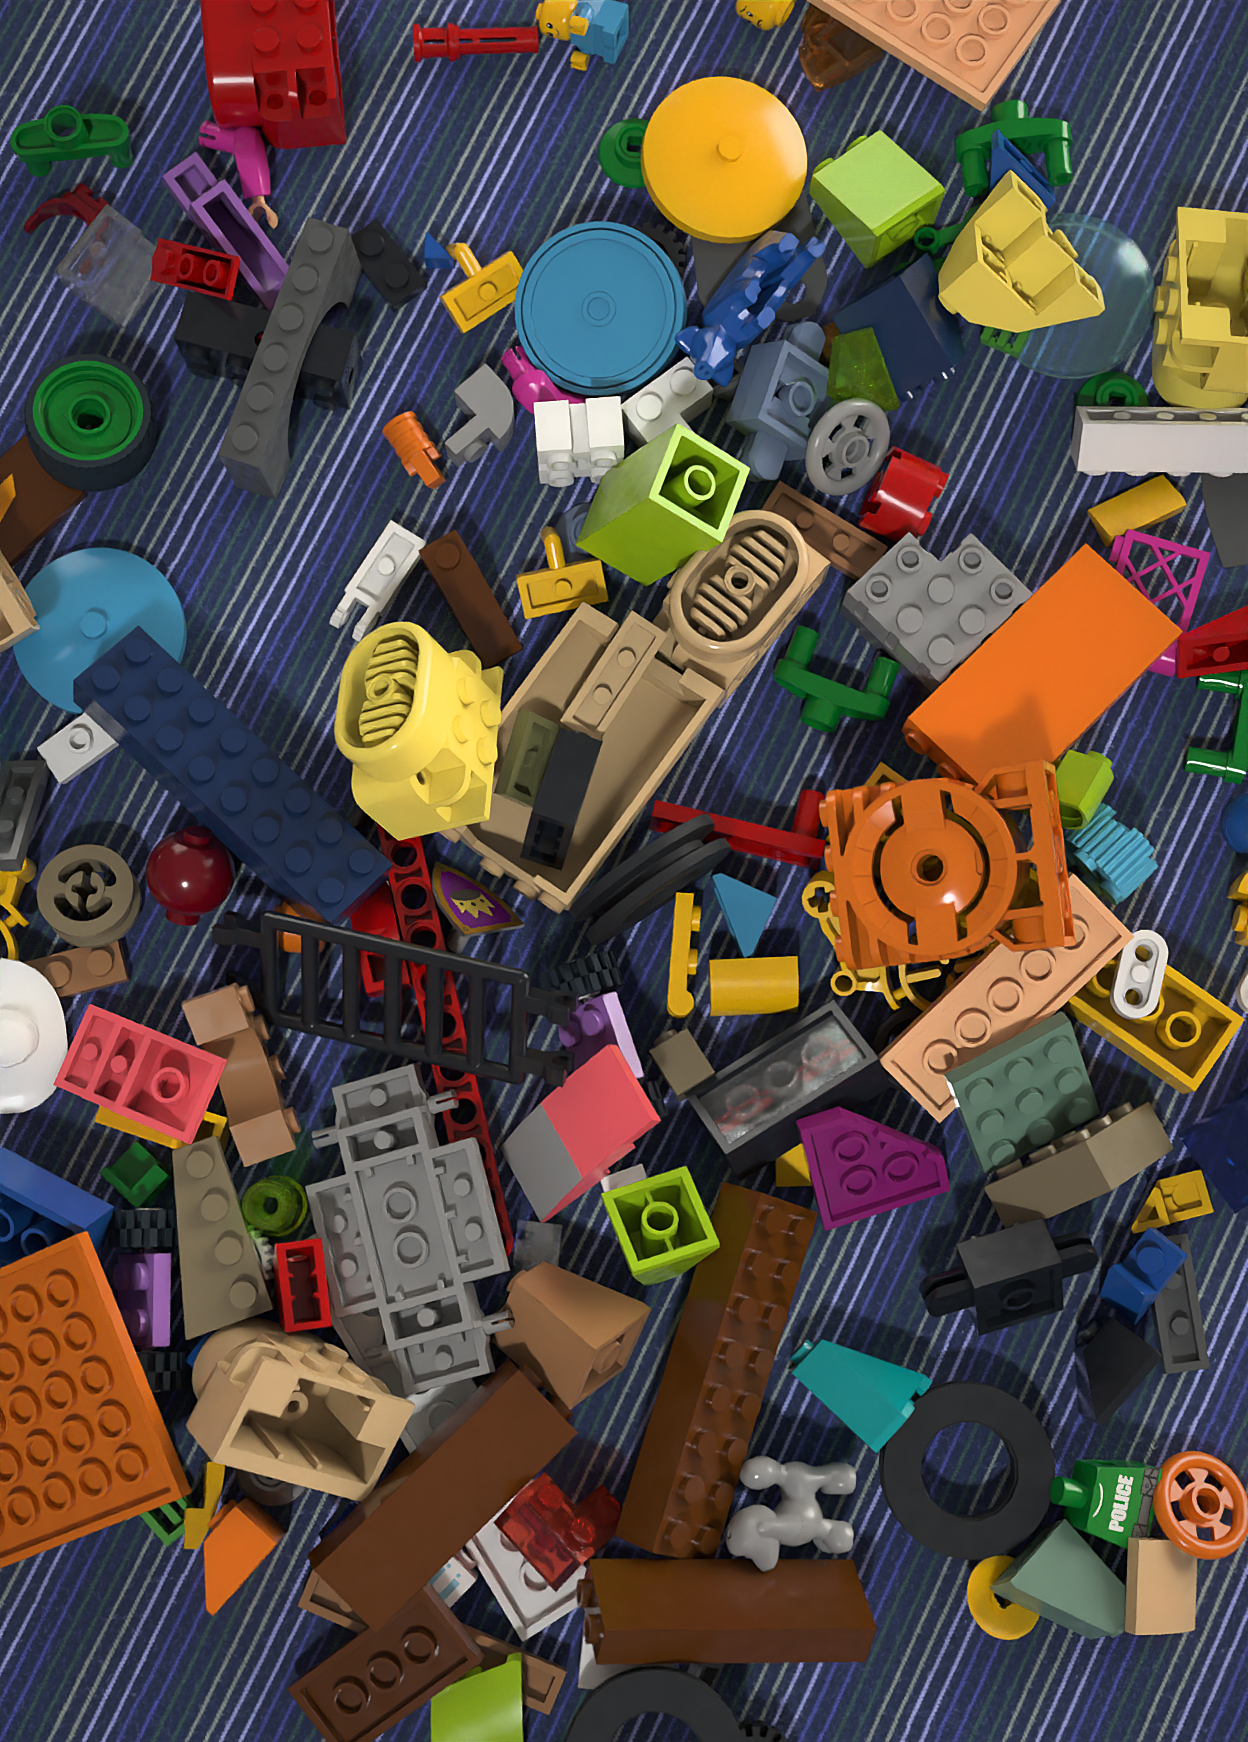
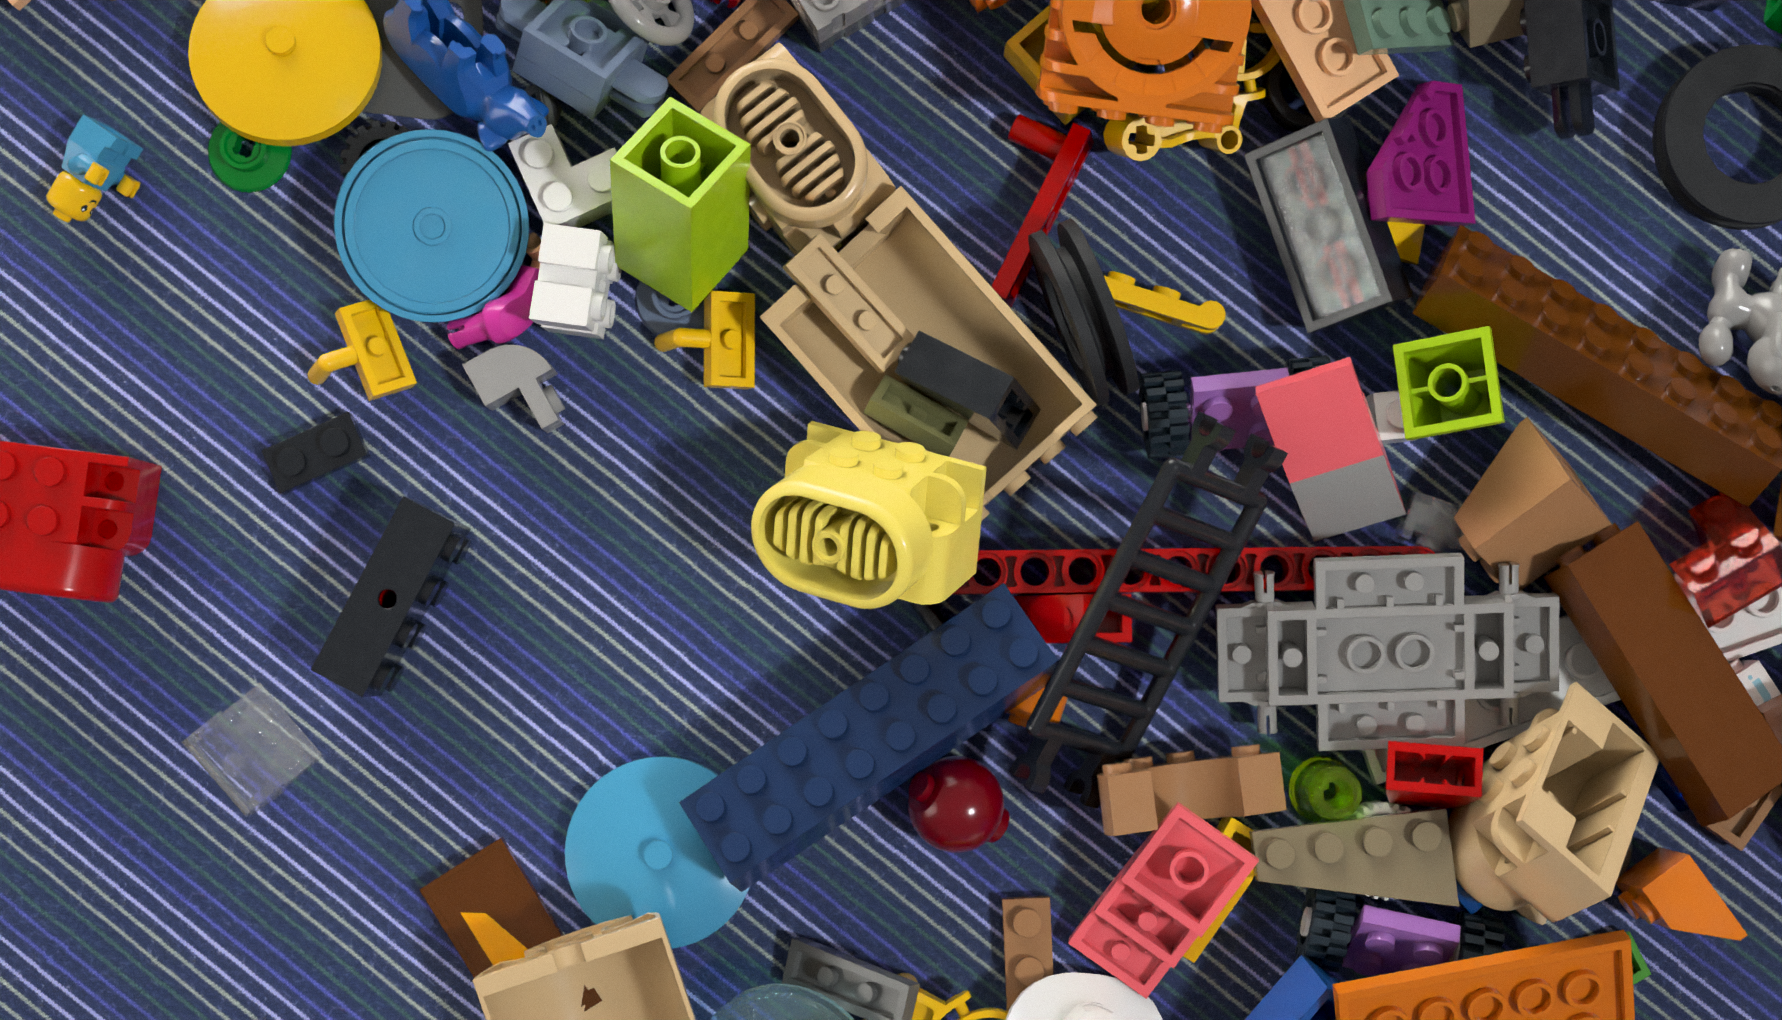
camera: 75 degrees left, 5 degrees up
(66, 884) = (944, 956): dark tan wheel -> none
(74, 203) = (164, 778): dark red helmet -> none
(76, 748) = (786, 903): white plate -> none
(83, 393) = (391, 807): wheel -> none
(94, 136) = (97, 736): green connector -> none
(138, 1176) = (1262, 927): green panel -> none
(195, 268) = (284, 655): red slope -> none
(197, 1518) = (1618, 918): yellow slope -> none
(228, 226) = (241, 612): medium lavender slope -> none
(251, 162) = (163, 573): dark pink arm -> none
(319, 276) = (339, 533): dark grey arch -> none
(379, 578) = (670, 533): white hinge -> none
(414, 448) = (536, 465): orange hinge -> none
(435, 255) = (318, 394): blue piece -> none
(469, 599) = (720, 442): reddish brown slope -> none
(469, 906) = (1056, 514): shield -> none
(525, 41) = (89, 240): red pin -> none
(680, 1062) = (1272, 329): dark tan brick -> none
(744, 911) = (1130, 227): dark azure slope -> none
(753, 986) = (1204, 236): yellow brick -> none
(826, 698) = (916, 87): green connector -> none
(859, 1388) = (1648, 223): teal slope -> none

